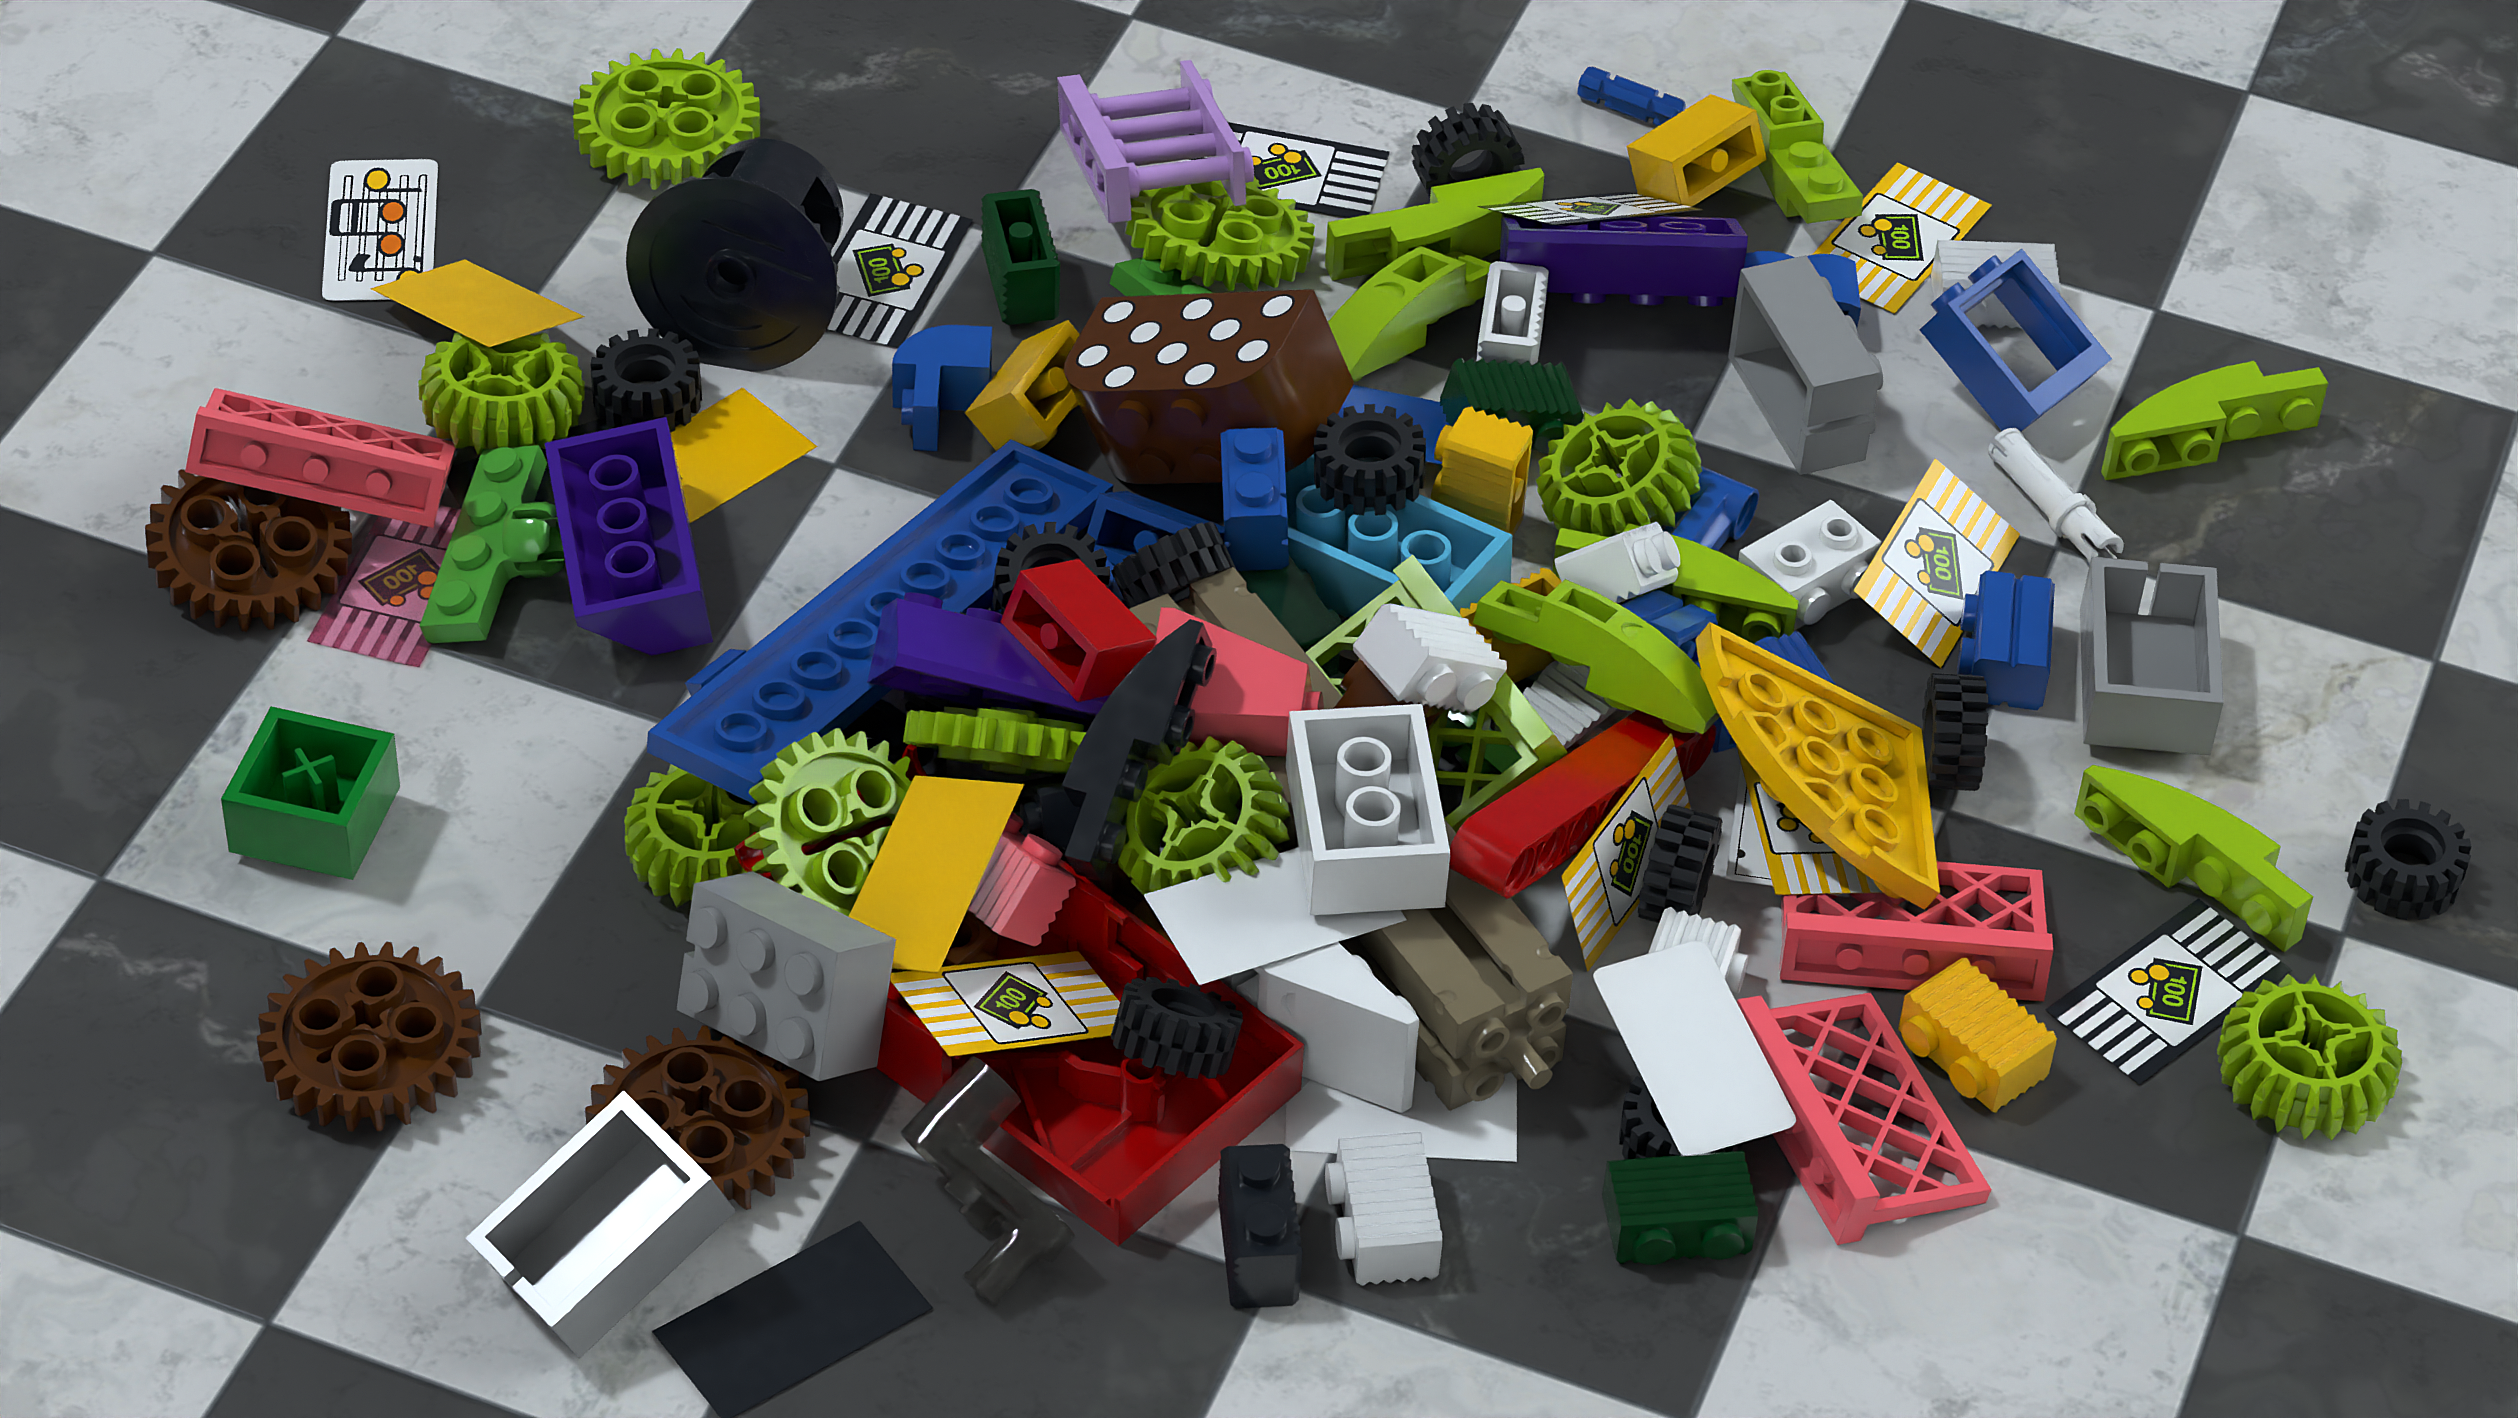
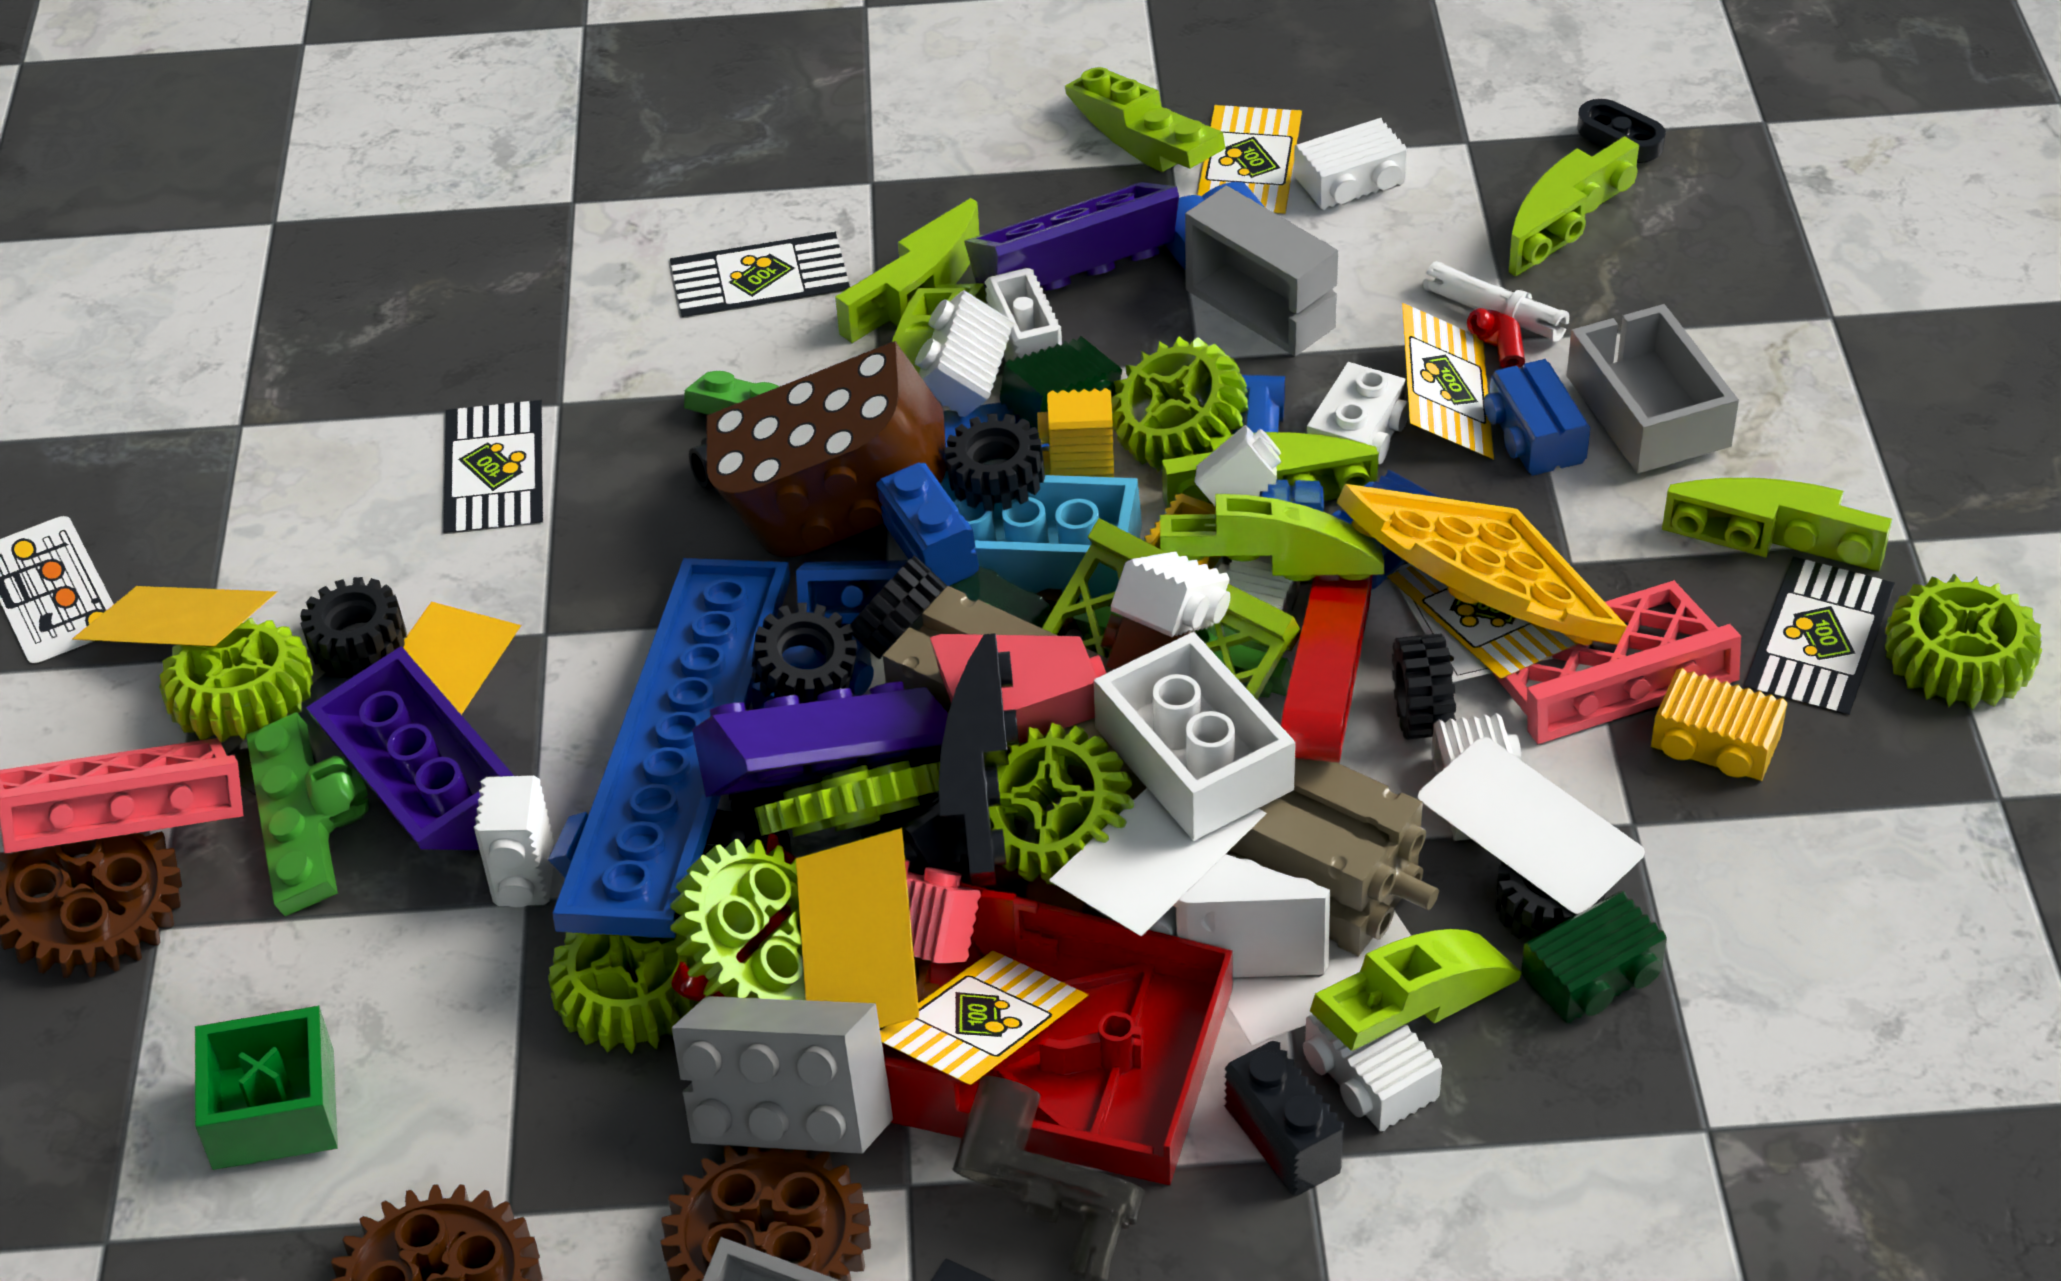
camera: 20 degrees left, 0 degrees up
(388, 591) = (227, 886): clear pink sticker -> none
(663, 116) = (247, 411): lime gear -> none
(668, 645) = (515, 840): none -> white brick
(741, 256) = (389, 494): black piece -> none
(939, 372) = (594, 527): blue brick -> none
(1020, 256) = (607, 411): dark green brick -> none
(1028, 391) = (680, 511): yellow brick -> none
(1076, 628) = (873, 682): red brick -> none
(1112, 165) = (647, 316): lavender fence -> none
(1176, 1027) = (1127, 980): black tyre -> none
(1214, 239) = (784, 334): lime gear -> none
(1415, 333) = (963, 352): none -> white brick
(1462, 135) = (907, 190): black tyre -> none
(1468, 1141) = (1412, 978): none -> lime slope
(1589, 208) = (1026, 214): sticker -> none
(1610, 868) = (1376, 690): sticker -> none
(1628, 96) = (995, 127): blue axle -> none
(1697, 151) = (1075, 147): yellow brick -> none
(1815, 1146) = (1671, 869): coral fence -> none
(1955, 731) = (1554, 497): black tyre -> none
(2036, 532) = (1500, 332): none -> red arm
(2044, 319) = (1413, 175): blue window -> none
(2342, 358) = (1608, 121): none -> black plate
(2402, 884) = (1920, 486): black tyre -> none

